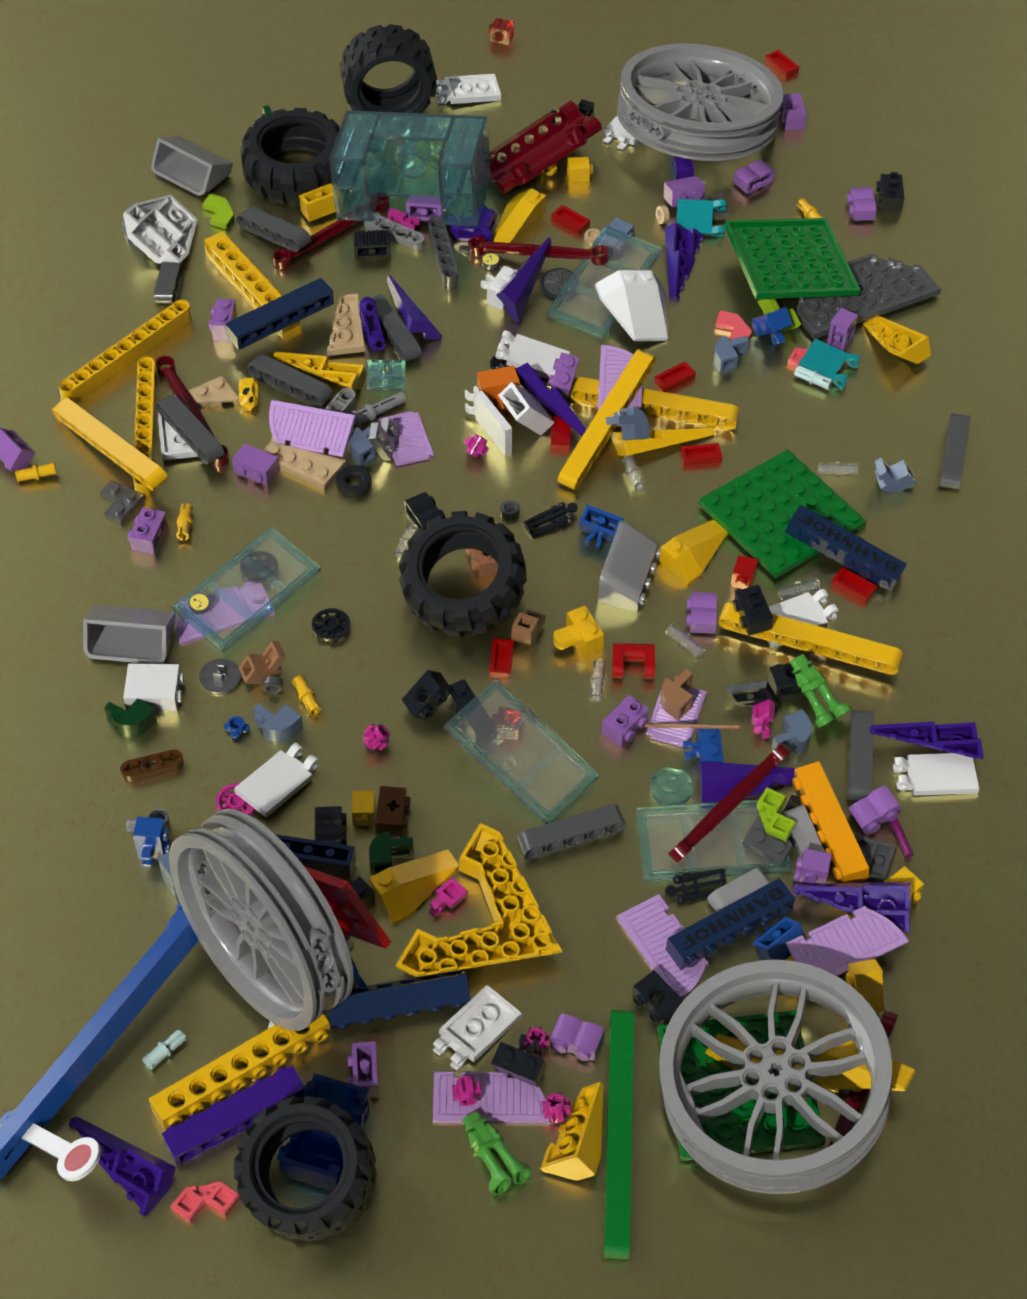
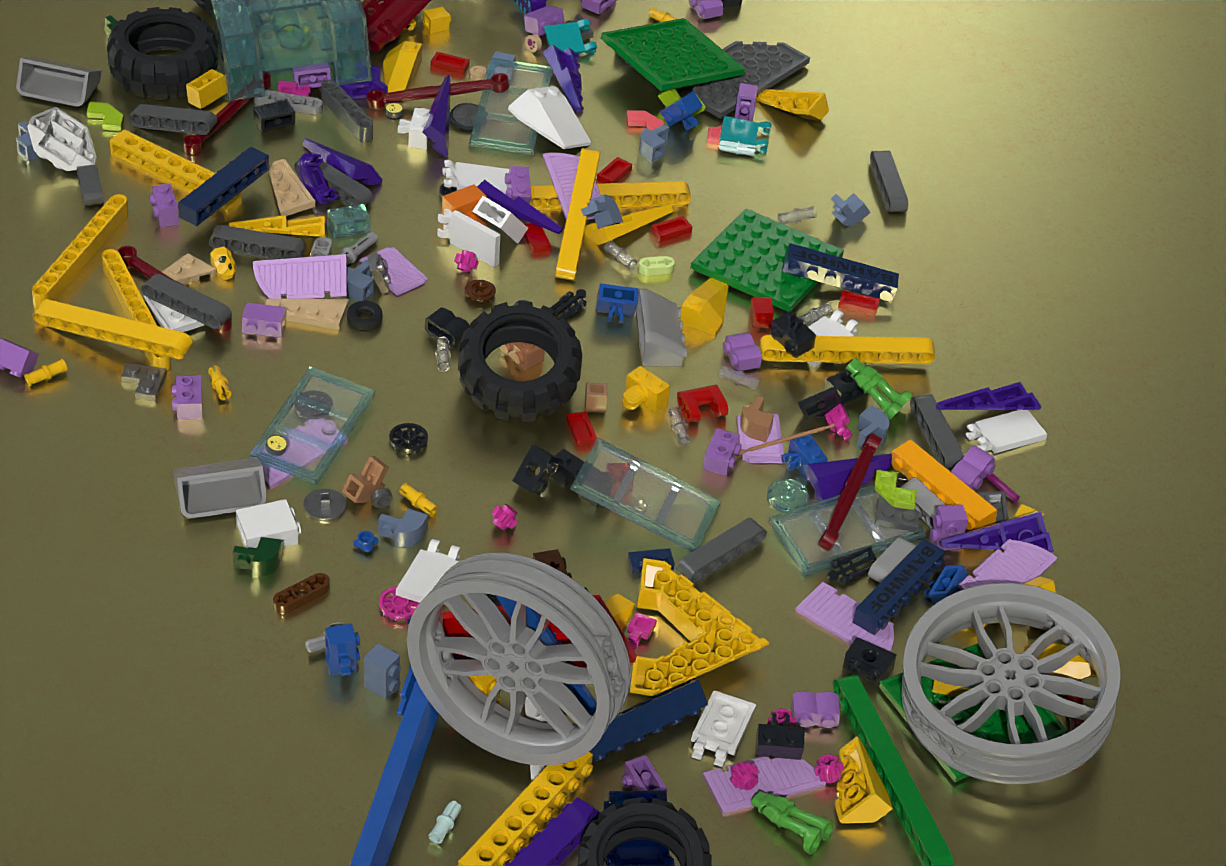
camera: 25 degrees left, 10 degrees down
(483, 477) = (482, 286): none -> reddish brown gear
(504, 822) = (636, 558): none -> dark blue plate
(664, 493) = (656, 265): none -> yellowish green beam

